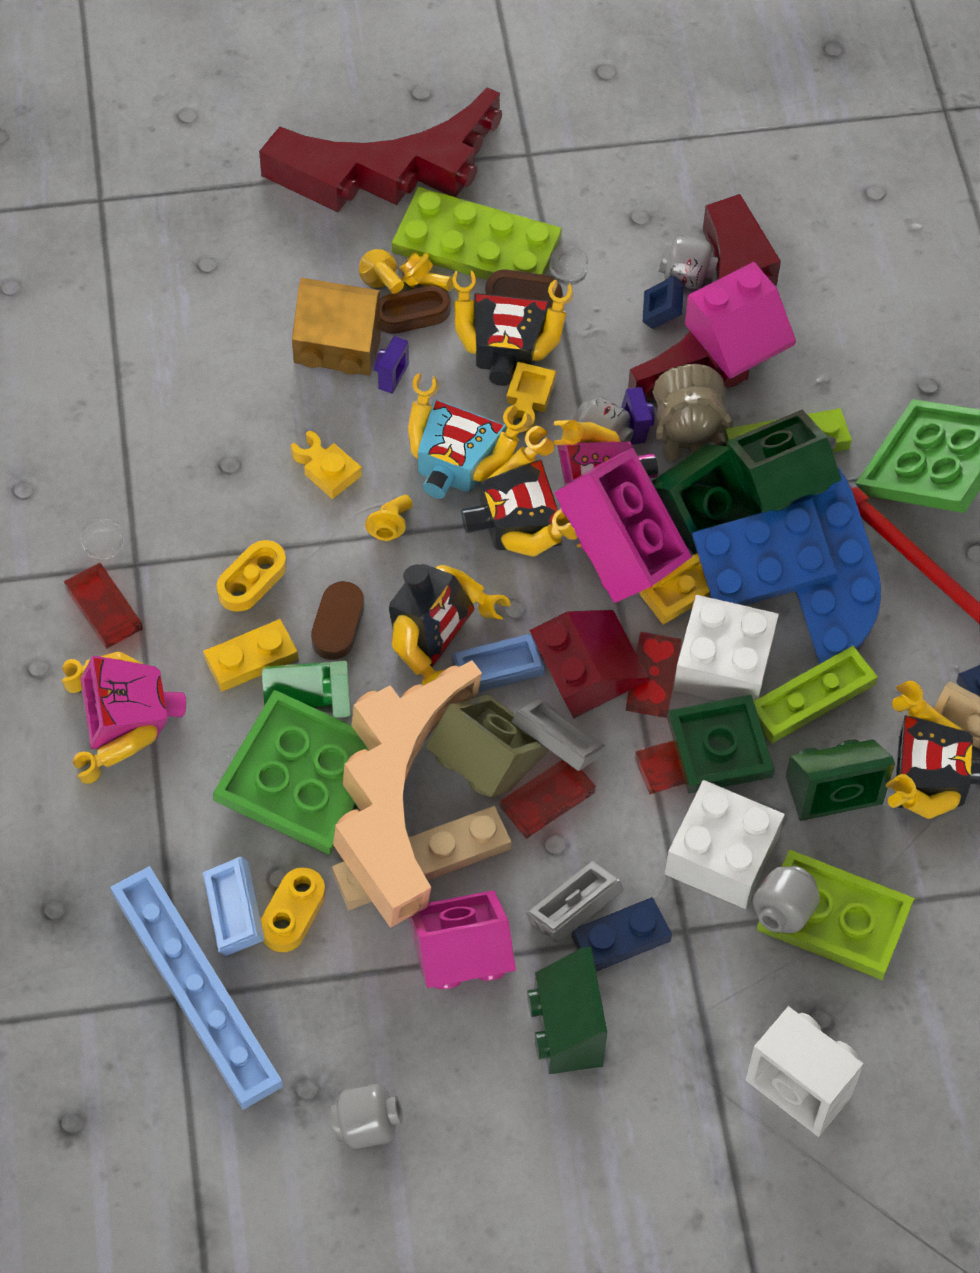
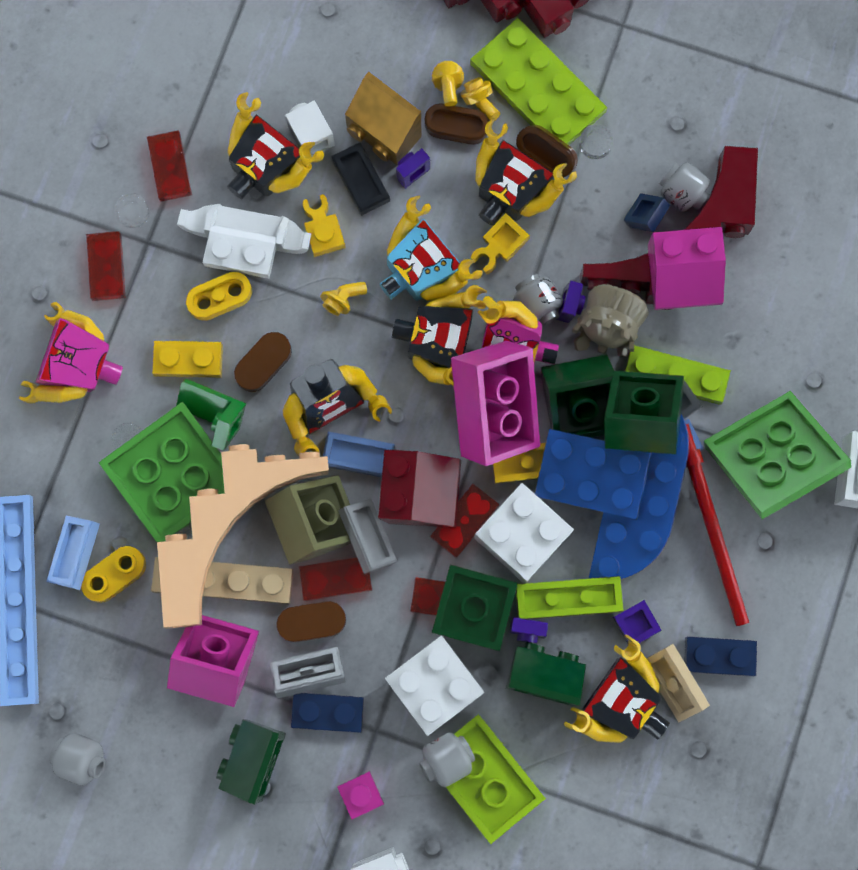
camera: 30 degrees right, 20 degrees up
(119, 478) = (169, 166): none -> clear red tile
(225, 419) = (264, 155): none -> torso
(247, 508) = (242, 238): none -> white plate
(258, 375) = (309, 125): none -> white brick
(339, 402) = (360, 178): none -> black tile
(547, 851) = (311, 621): none -> reddish brown tile
(710, 1001) = (360, 795): none -> dark pink plate
(789, 740) = (528, 630): none -> dark purple plate
(894, 674) = (637, 622): none -> dark purple plate

